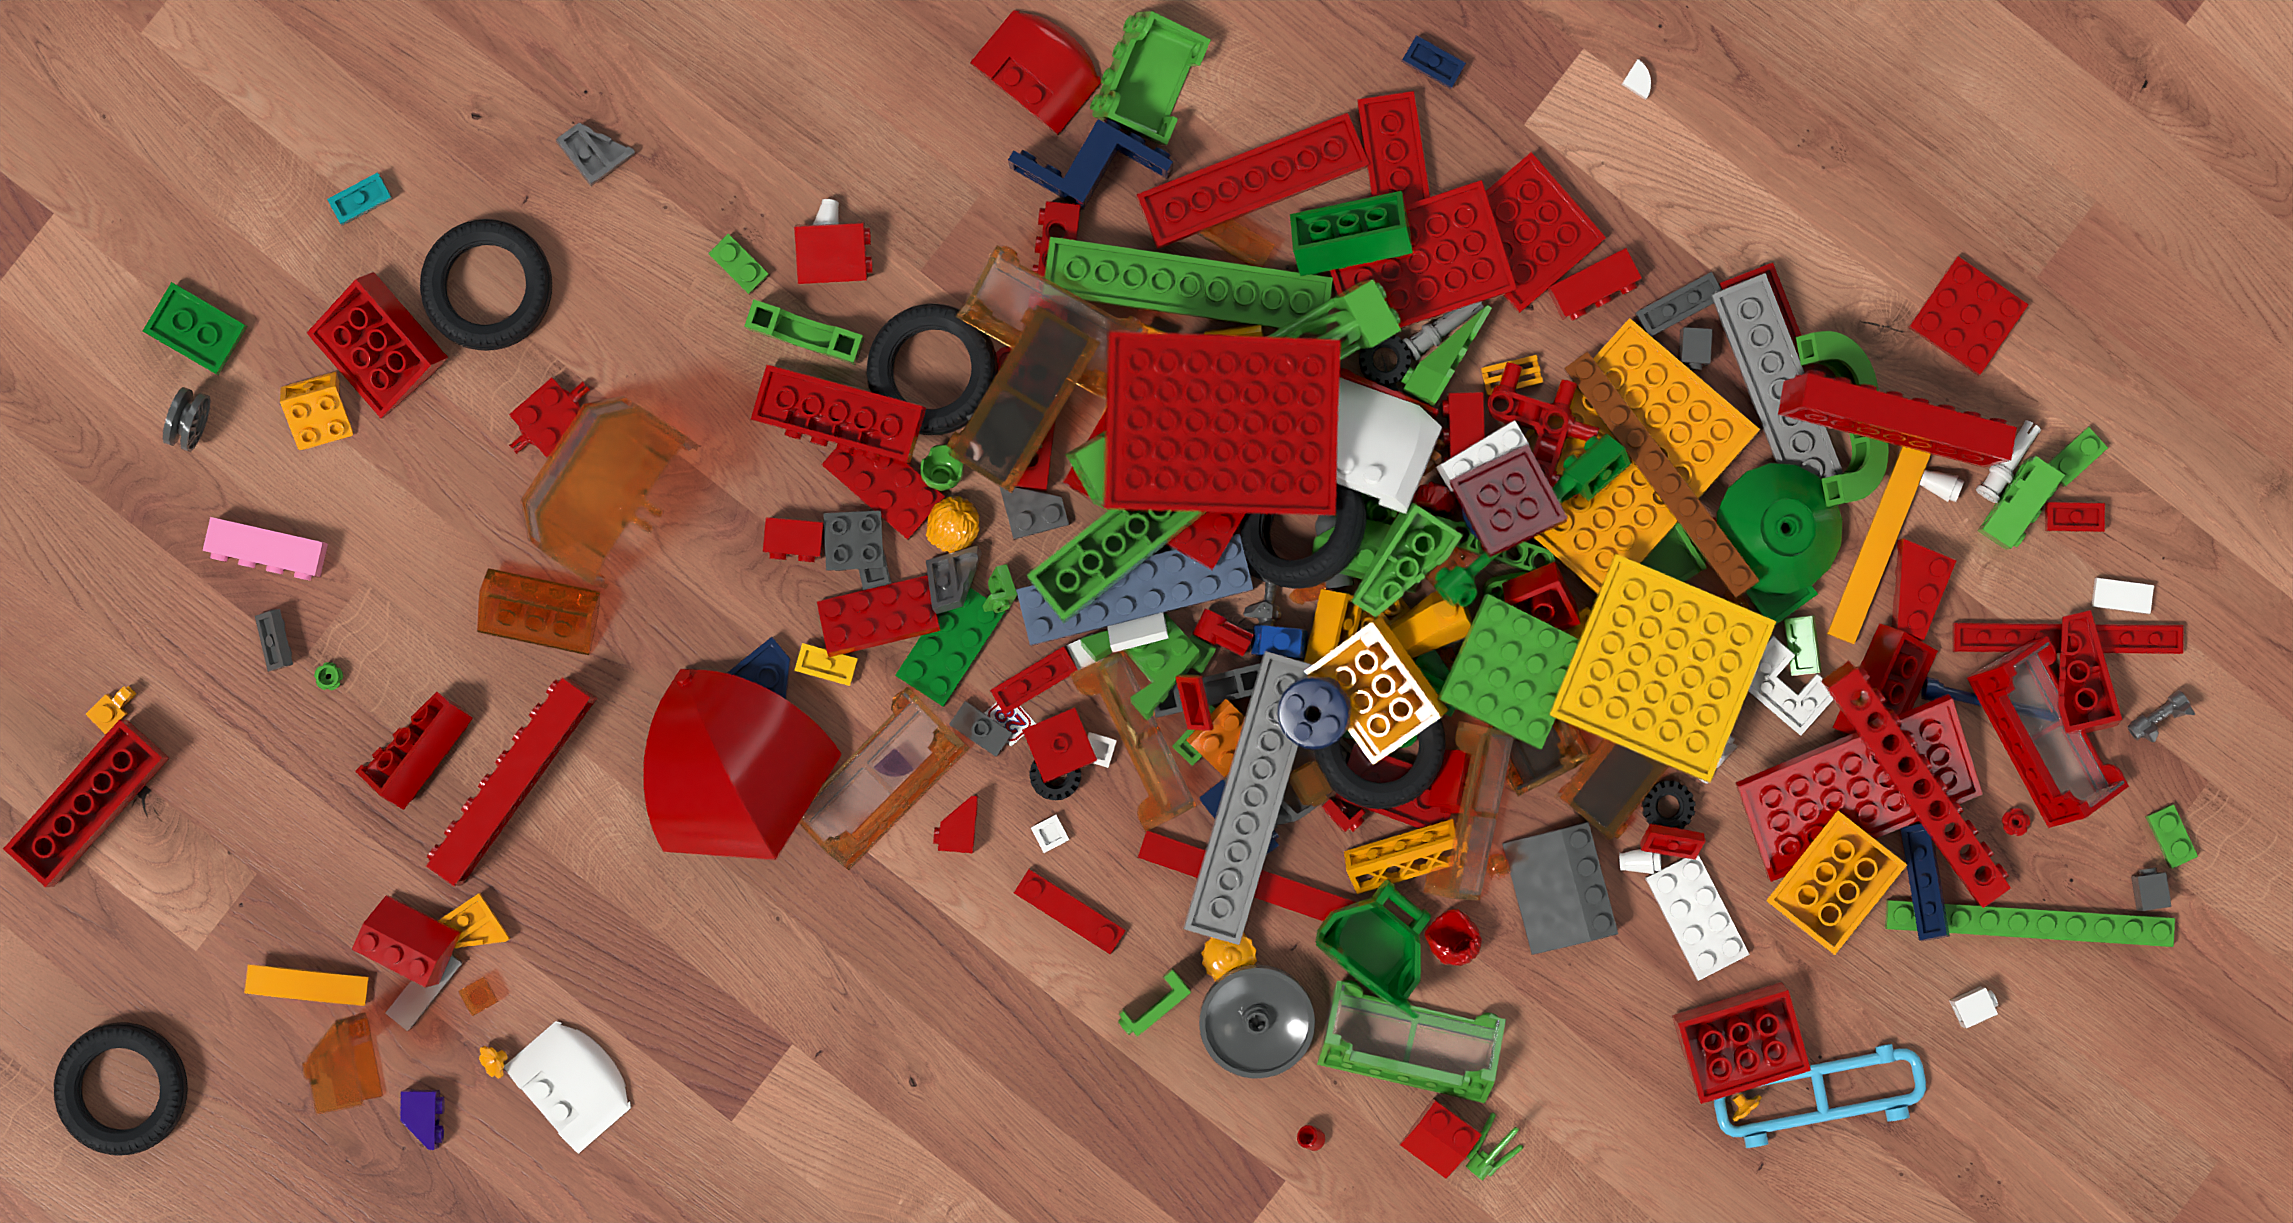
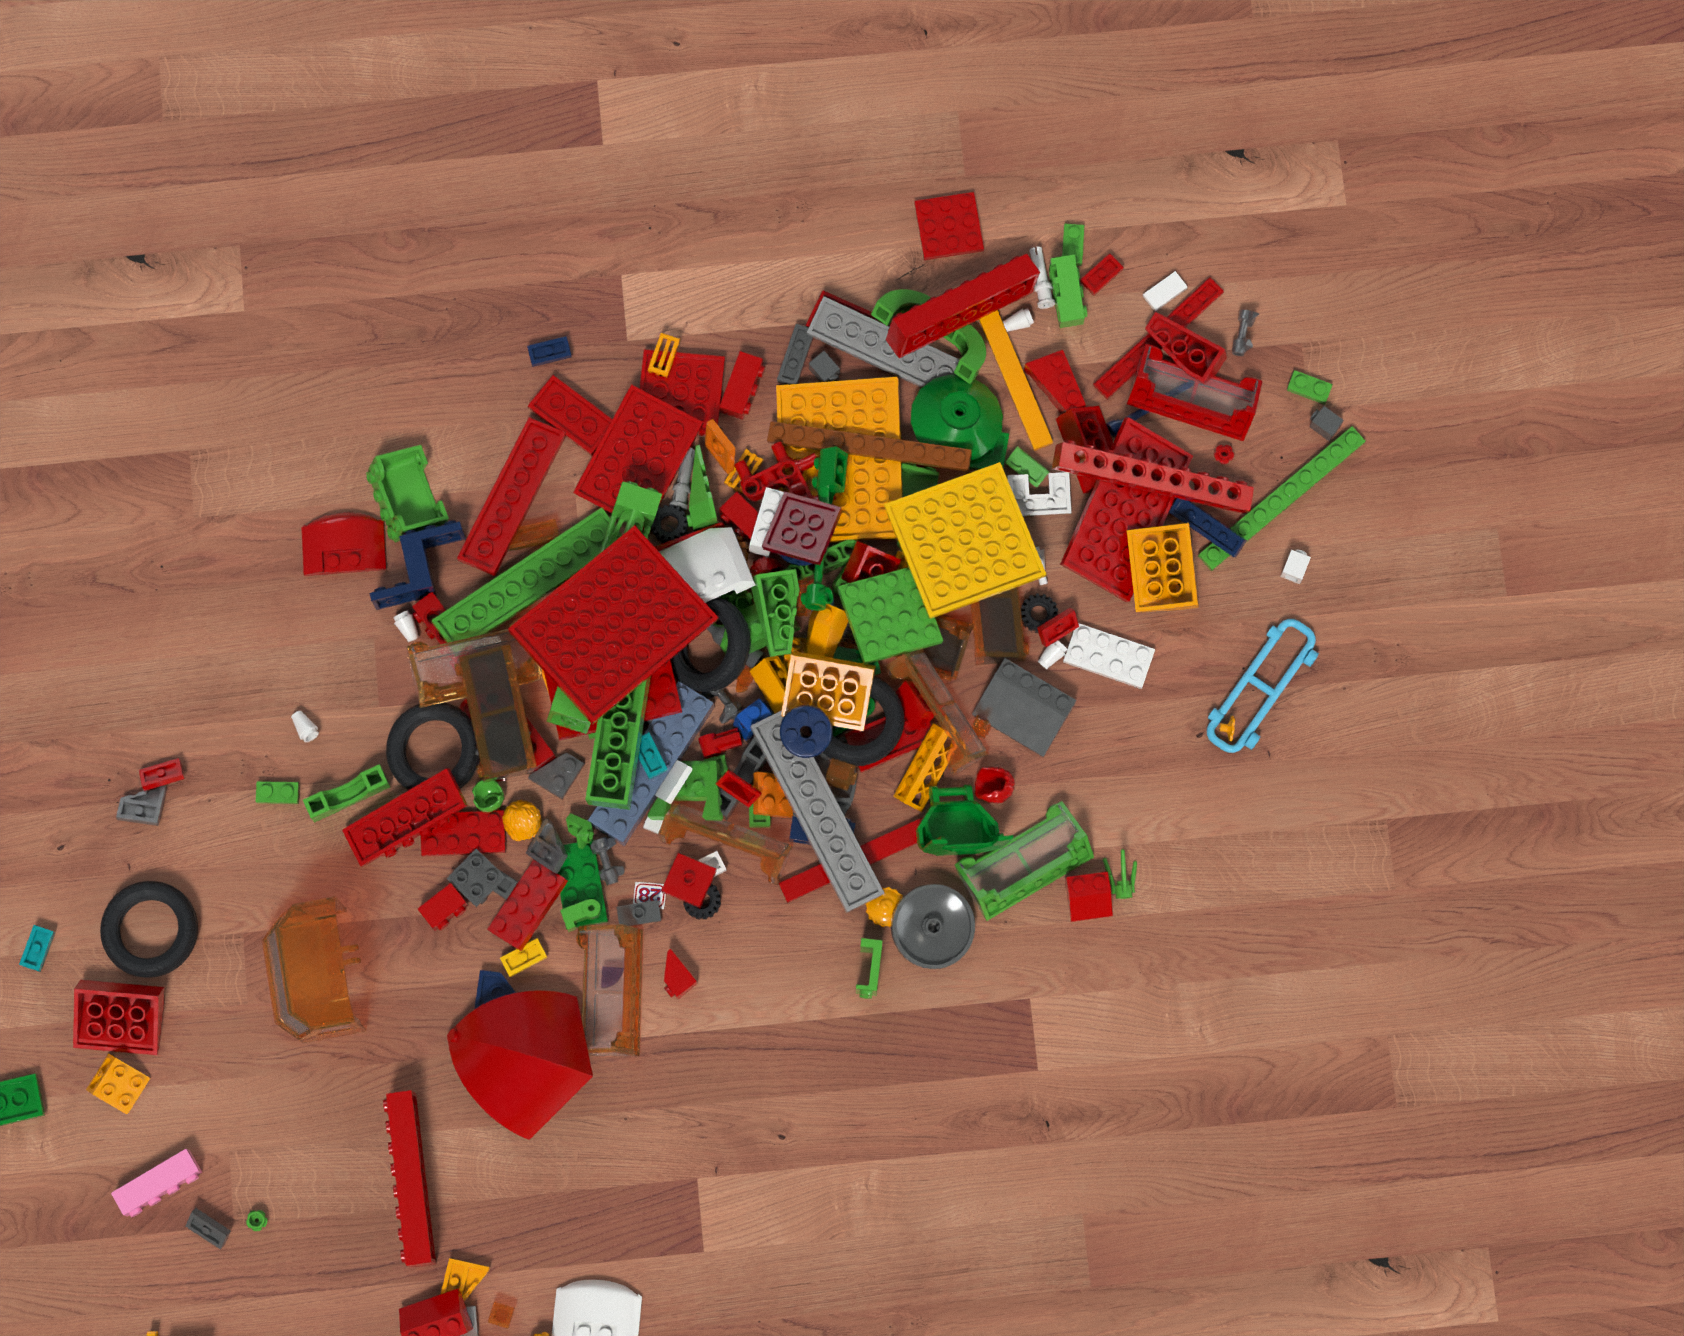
camera: 40 degrees left, 10 degrees down
(186, 419) = (49, 1152): dark grey wheel -> none
(415, 751) = (342, 1213): red wedge -> none
(538, 611) = (340, 1076): clear orange slope -> none
(546, 416) = (247, 968): red plate -> none
(640, 136) = (161, 774): none -> red plate
(832, 252) = (322, 738): red panel -> none
(931, 678) = (581, 911): none -> bright green leg
(988, 659) = (608, 873): none -> flat silver piece
(1023, 214) = (406, 625): none -> white cone
(1033, 680) = (643, 861): red plate -> none
(1050, 833) = (728, 934): white tile -> none
(1069, 911) = (778, 965): red plate -> none
(1136, 588) = (650, 757): none -> teal plate
(1311, 1138) = (1021, 961): red piece -> none
(1338, 812) = (871, 779): red bracket -> none
(1350, 233) = (589, 474): green slope -> none
(1510, 330) = (720, 446): none -> orange tile
(1566, 167) = (659, 371): none -> light orange tile
(1638, 80) = (665, 264): white tile -> none
(1741, 1042) = (1195, 696): red slope -> none

